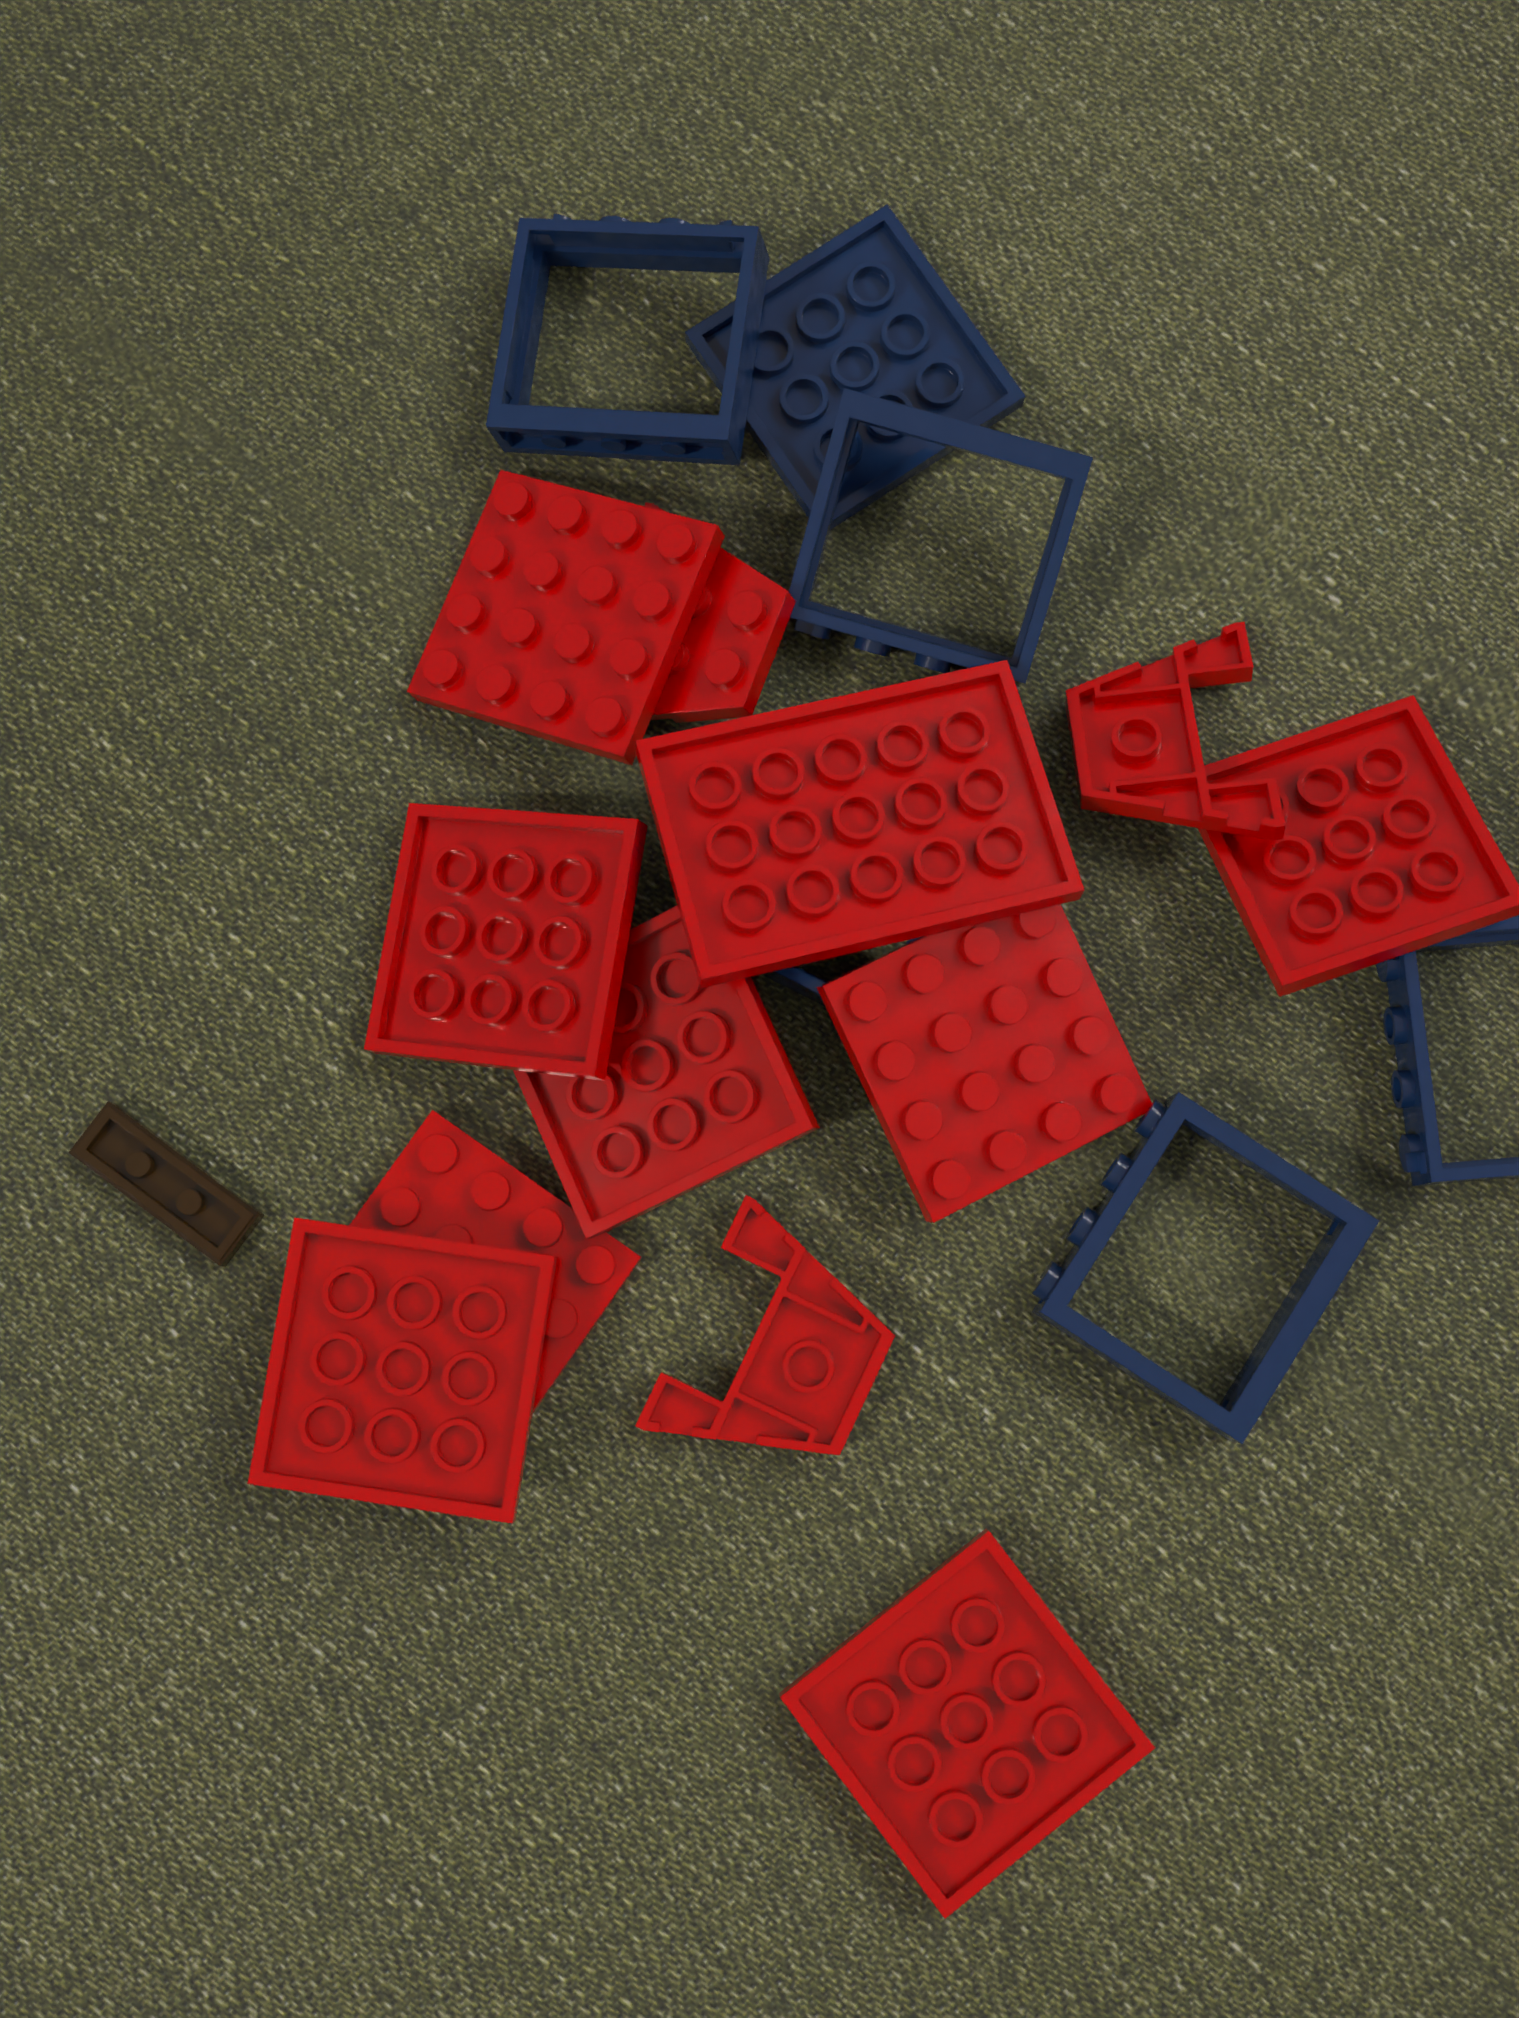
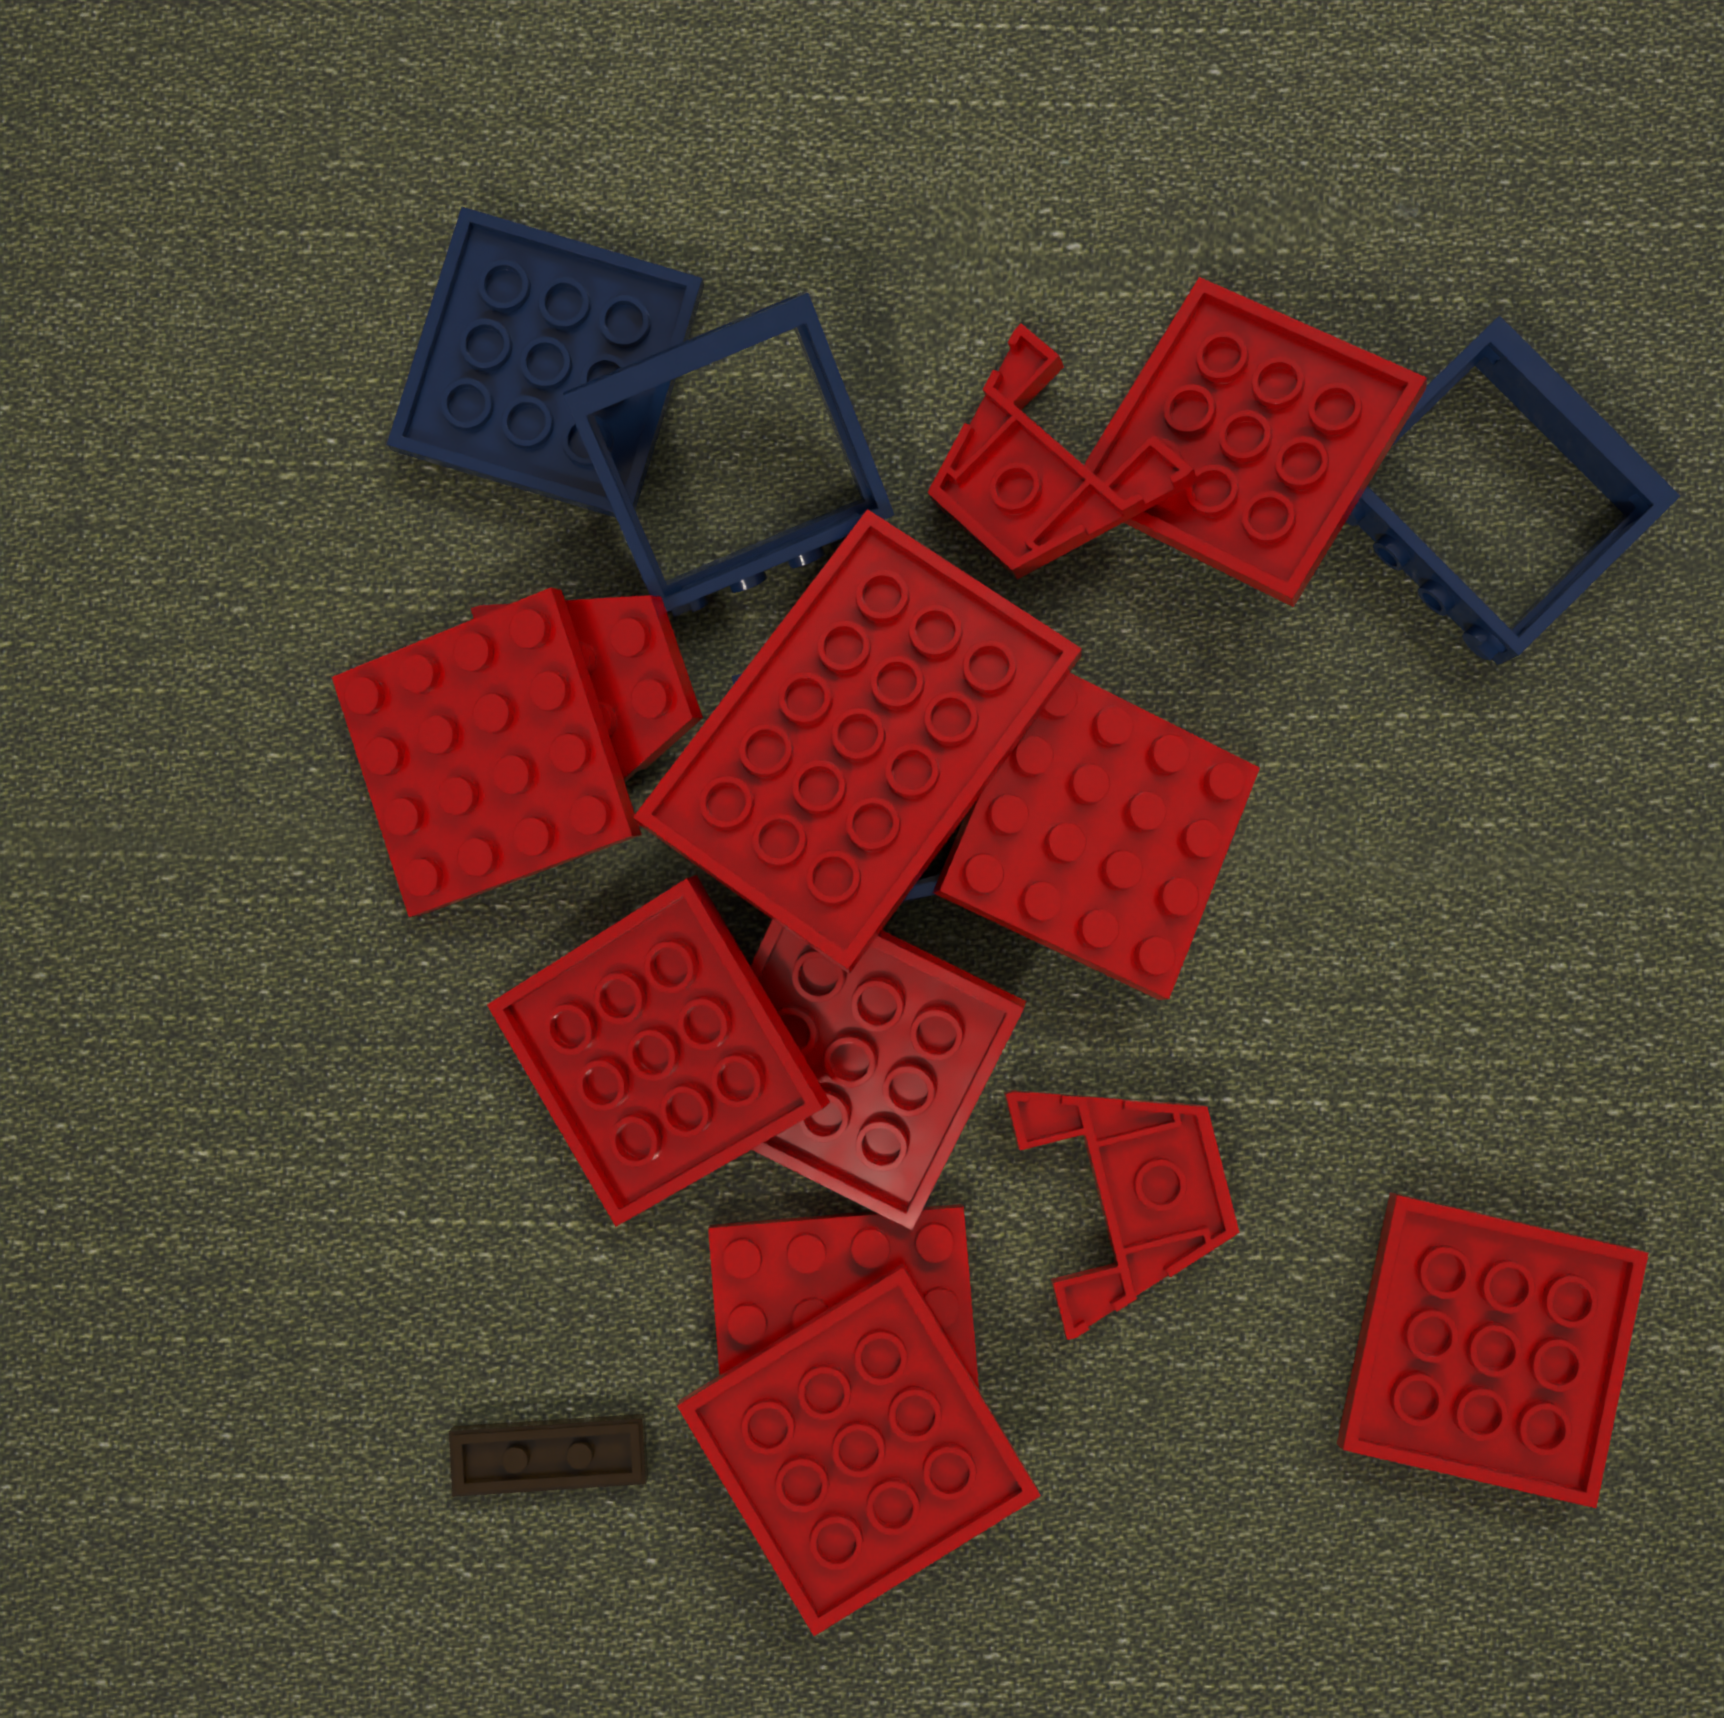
camera: 45 degrees left, 5 degrees up
(625, 245) = (276, 412): dark blue window -> none
(1290, 1324) = (1494, 848): dark blue window -> none

